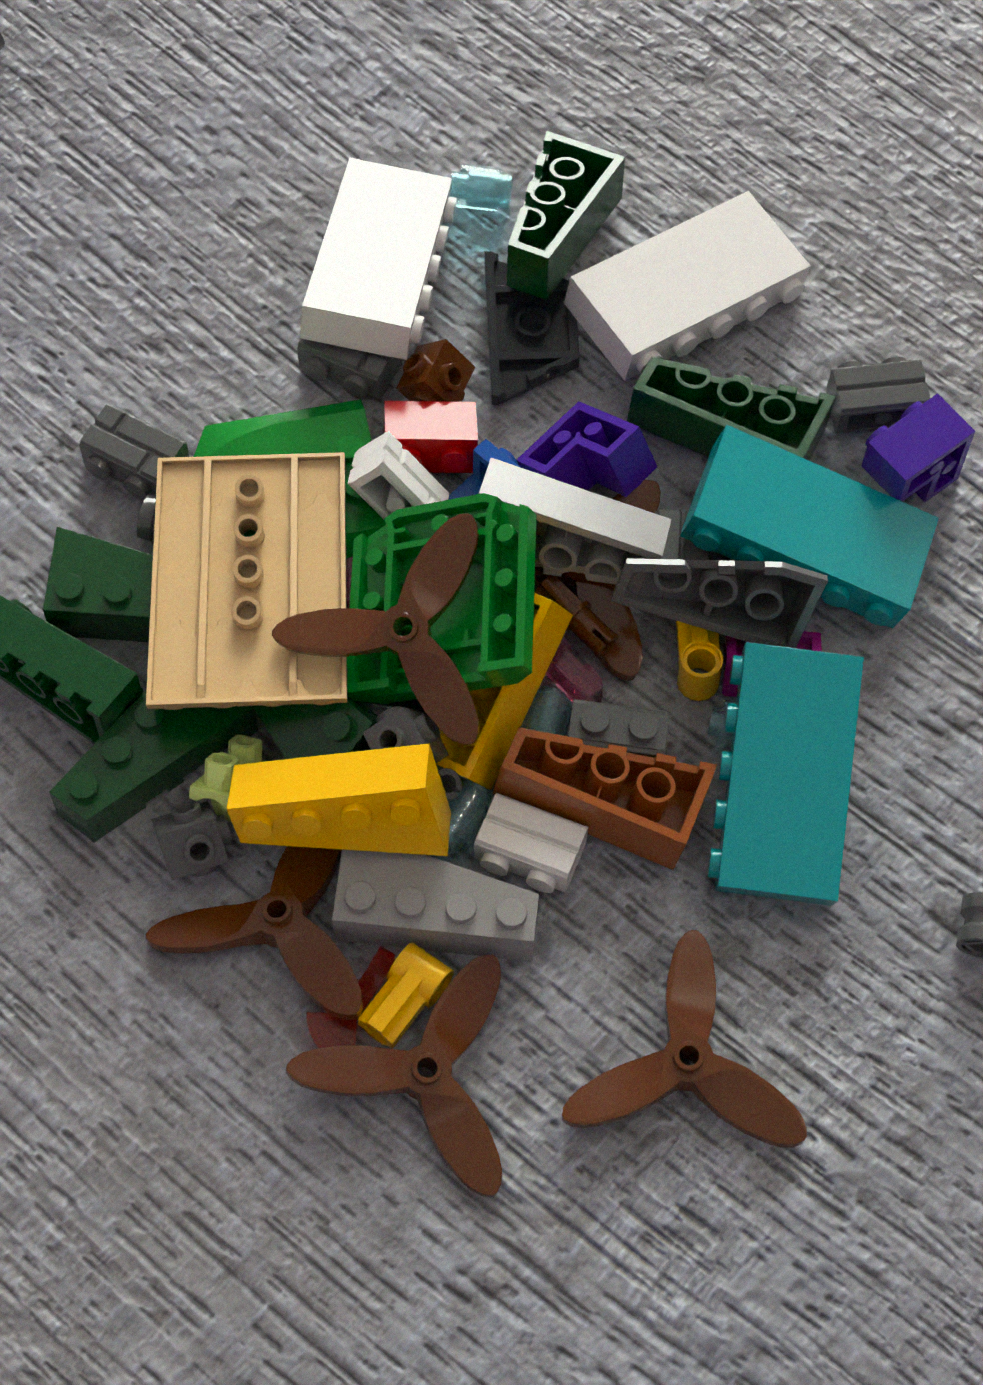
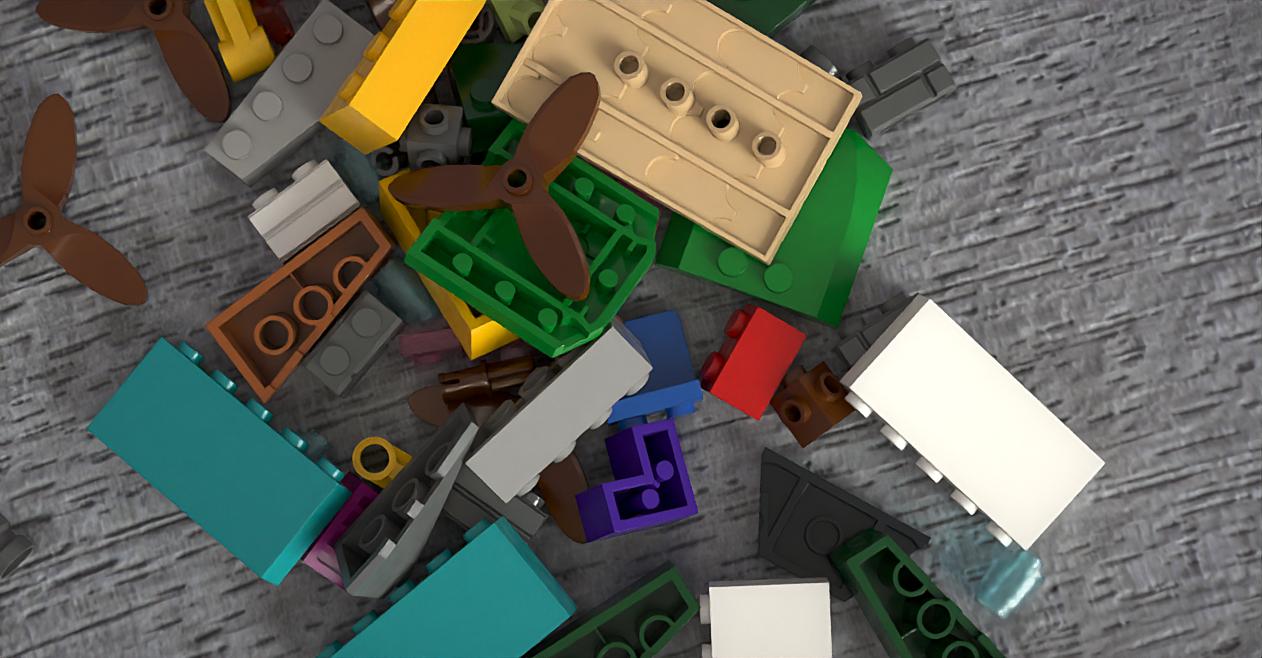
camera: 120 degrees right, 20 degrees up
(392, 477) = (704, 292): white brick -> none

